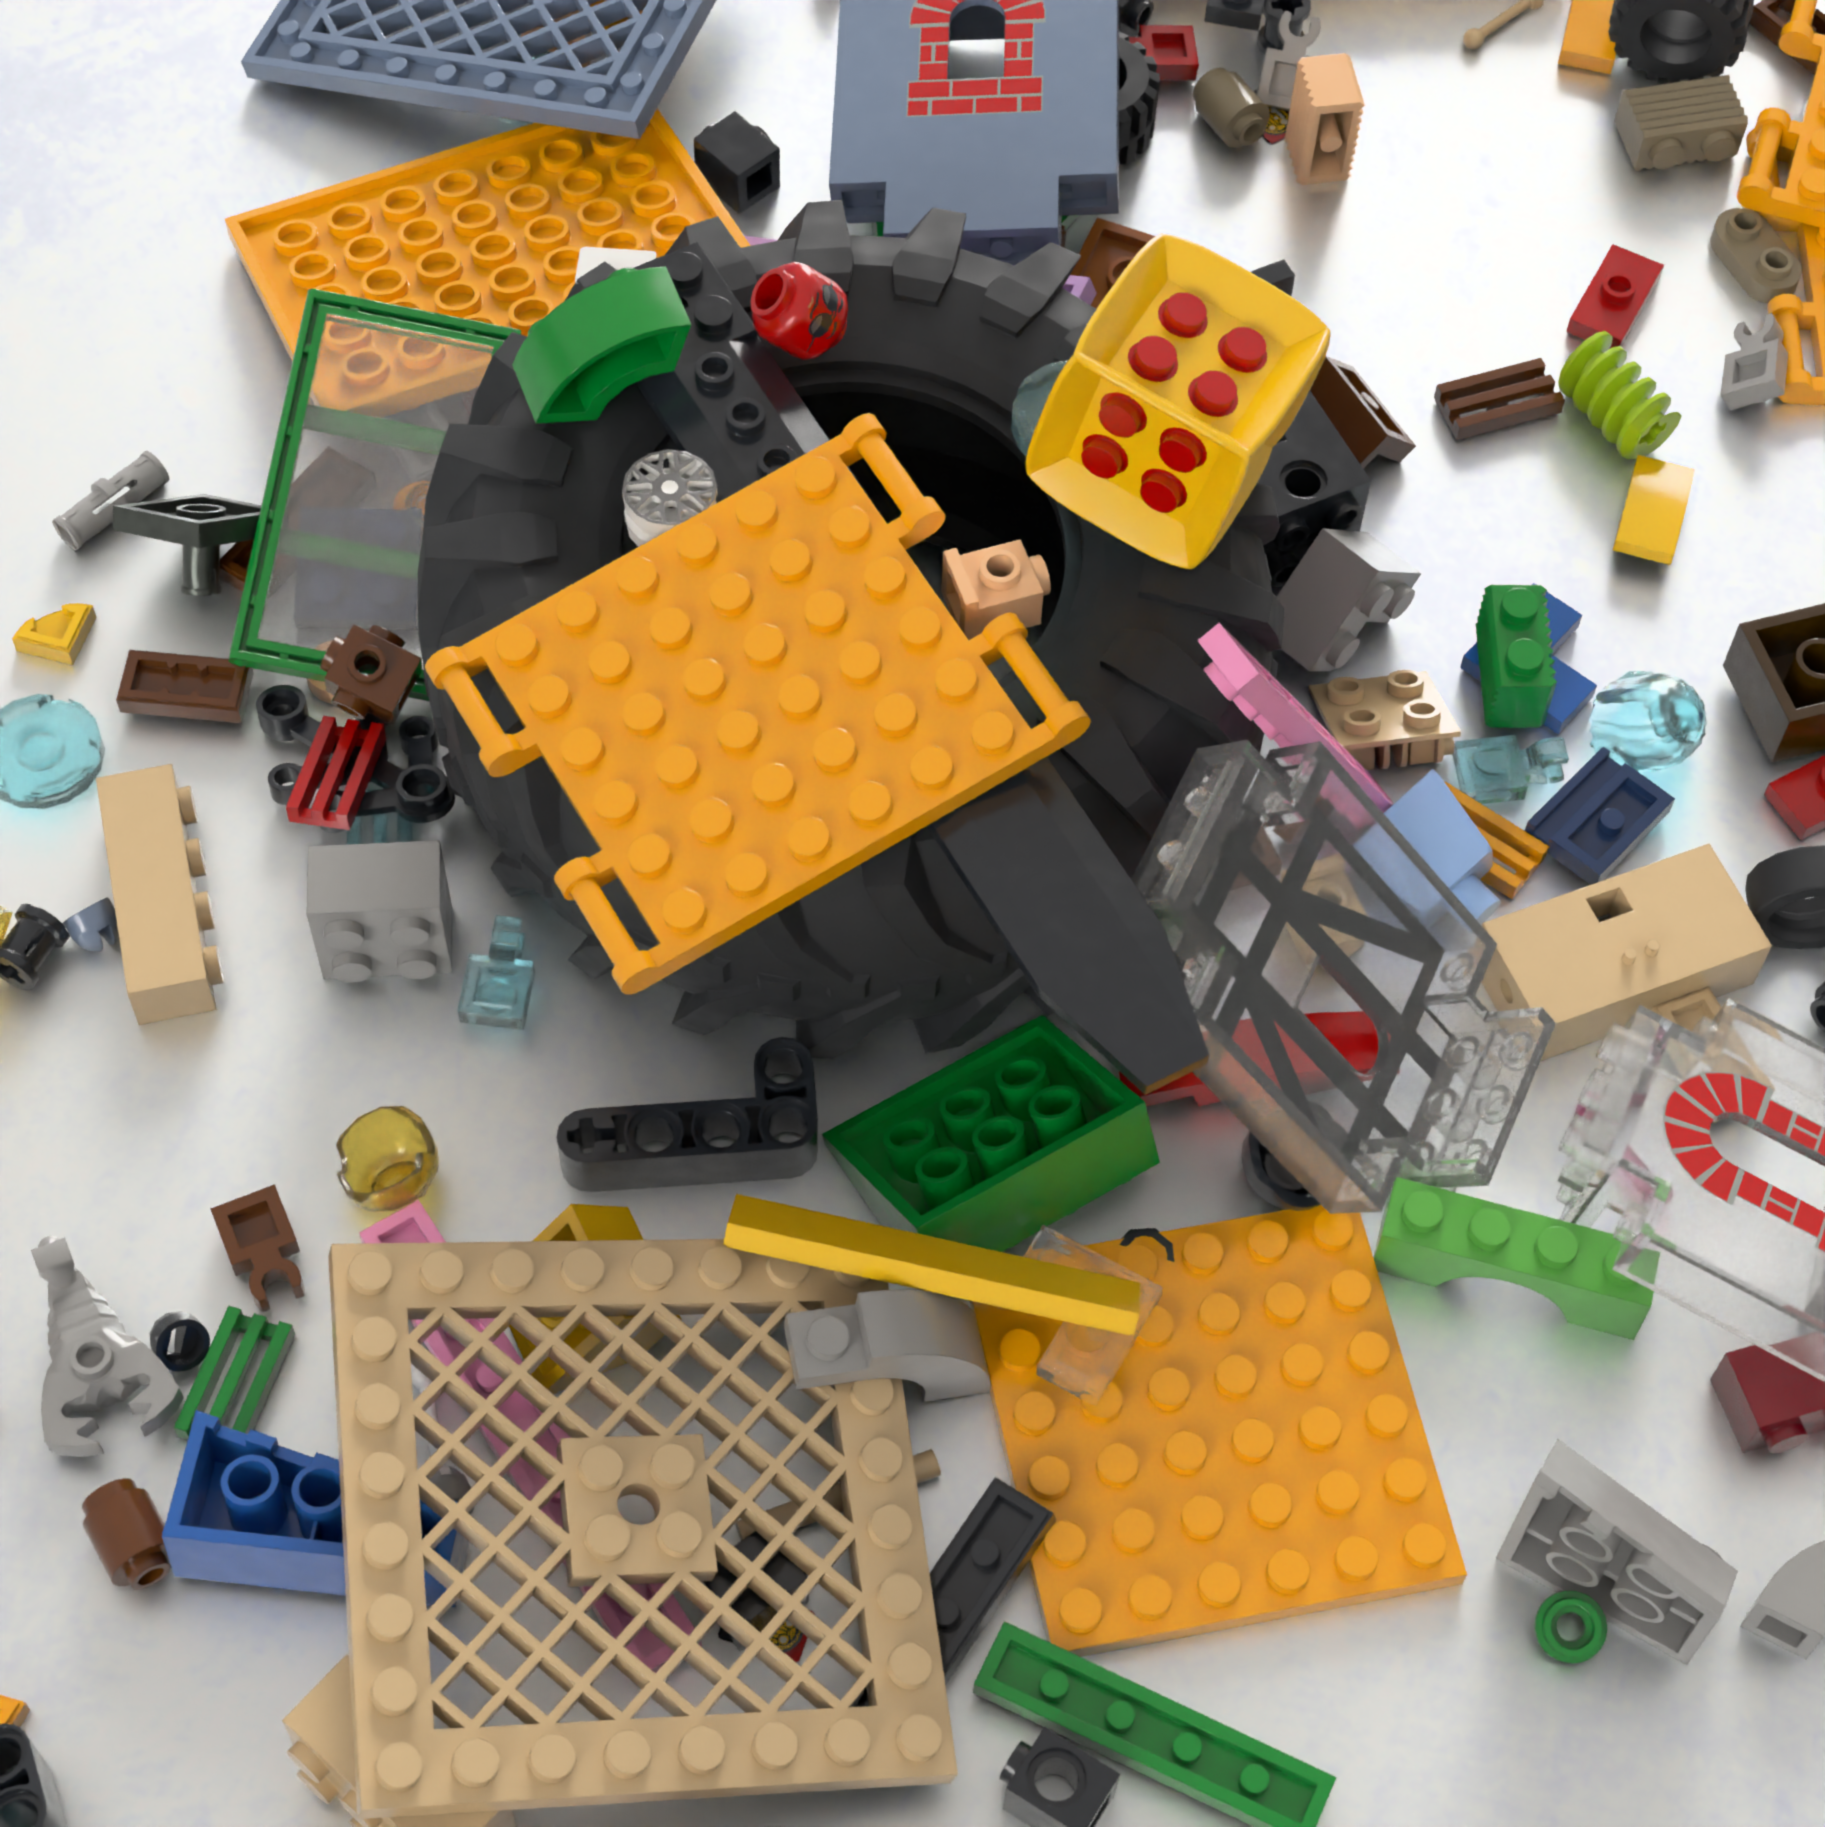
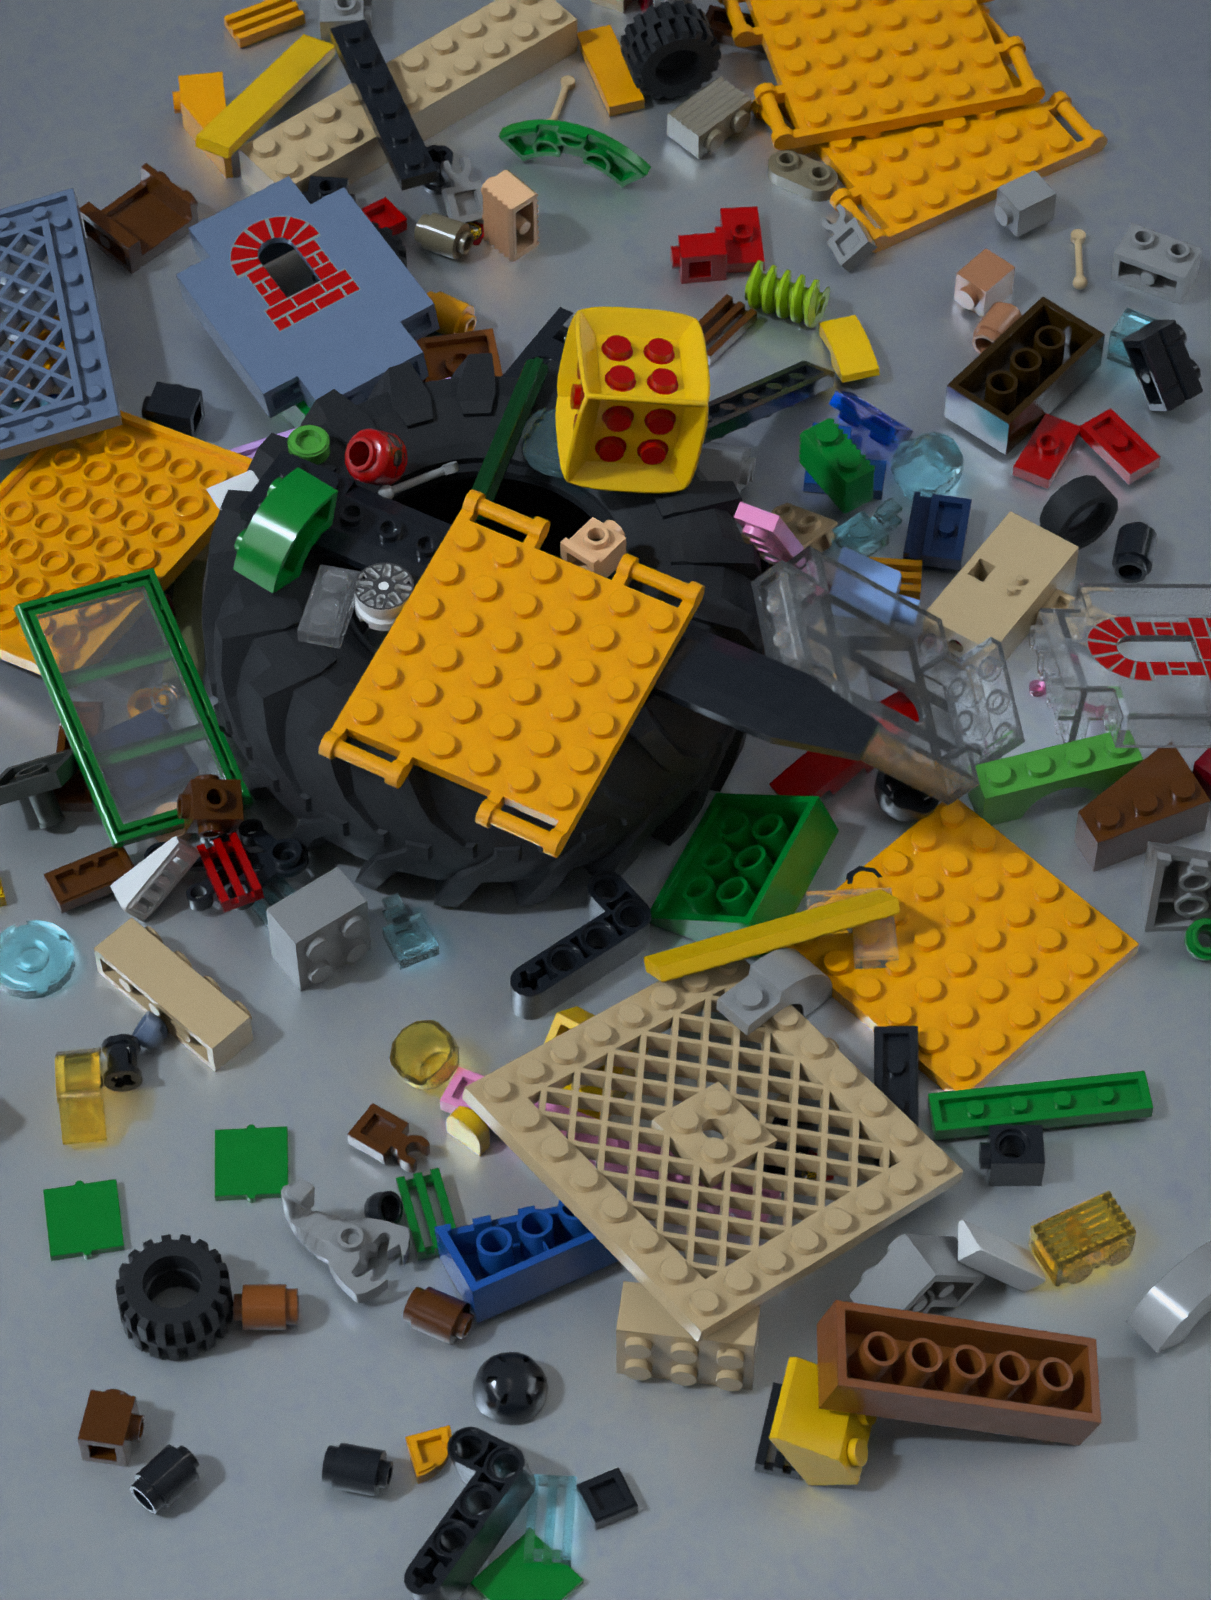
camera: 30 degrees left, 5 degrees down
(81, 1175) = (251, 1163): none -> green piece
(144, 1697) = (516, 1378): none -> black helmet
(239, 729) = (152, 879): none -> white slope
(589, 481) = (328, 607): none -> clear plate
(741, 253) = (309, 443): none -> bright green tile
(794, 367) = (389, 491): none -> light grey hinge
(991, 380) = (510, 429): none -> dark green axle
(1158, 203) = (452, 314): none -> light orange brick
(1445, 511) = (765, 397): none -> black plate
(1453, 51) = (554, 137): none -> green tile
(1539, 292) = (700, 257): none -> red brick
(1606, 1379) = (1149, 803): none -> reddish brown wedge
(1608, 602) = (858, 411): none -> clear blue plate

